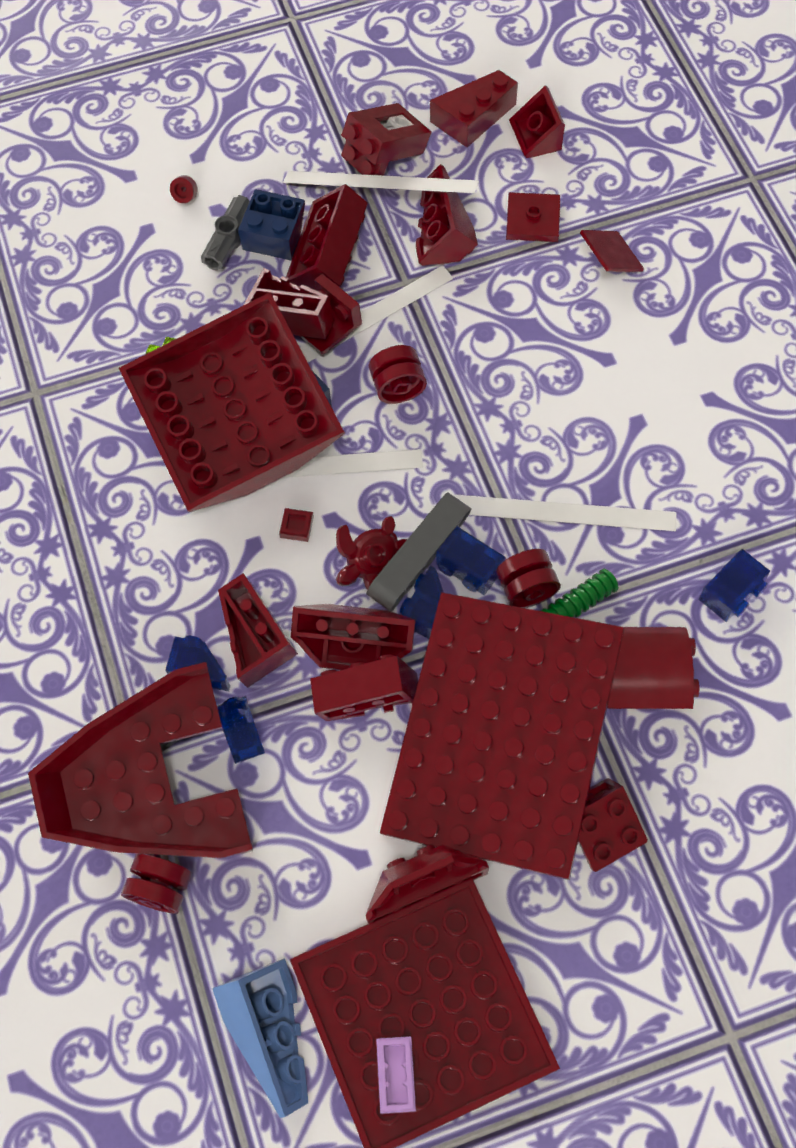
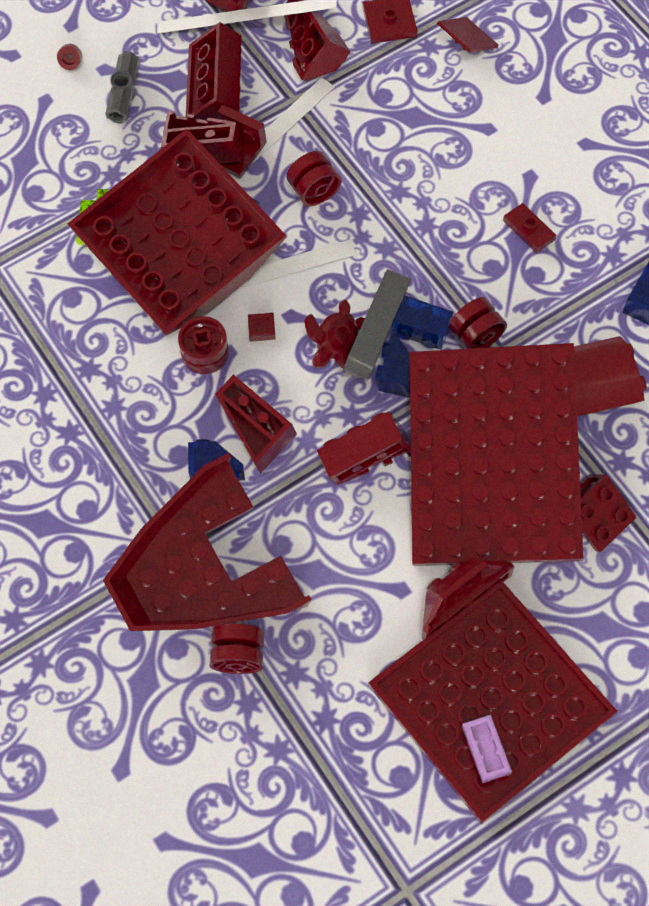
camera: 15 degrees left, 0 degrees up
(226, 531) = (203, 345): none -> dark red wheel
(240, 729) = (269, 507): clear blue slope -> none
(262, 1023) = (358, 737): medium blue wedge -> none
(272, 224) = (161, 71): dark blue slope -> none
(347, 634) = (335, 408): dark red wedge -> none
(570, 513) = (495, 265): white sticker -> none
(585, 595) = (530, 327): green piece -> none
(620, 480) = (529, 227): none -> dark red plate

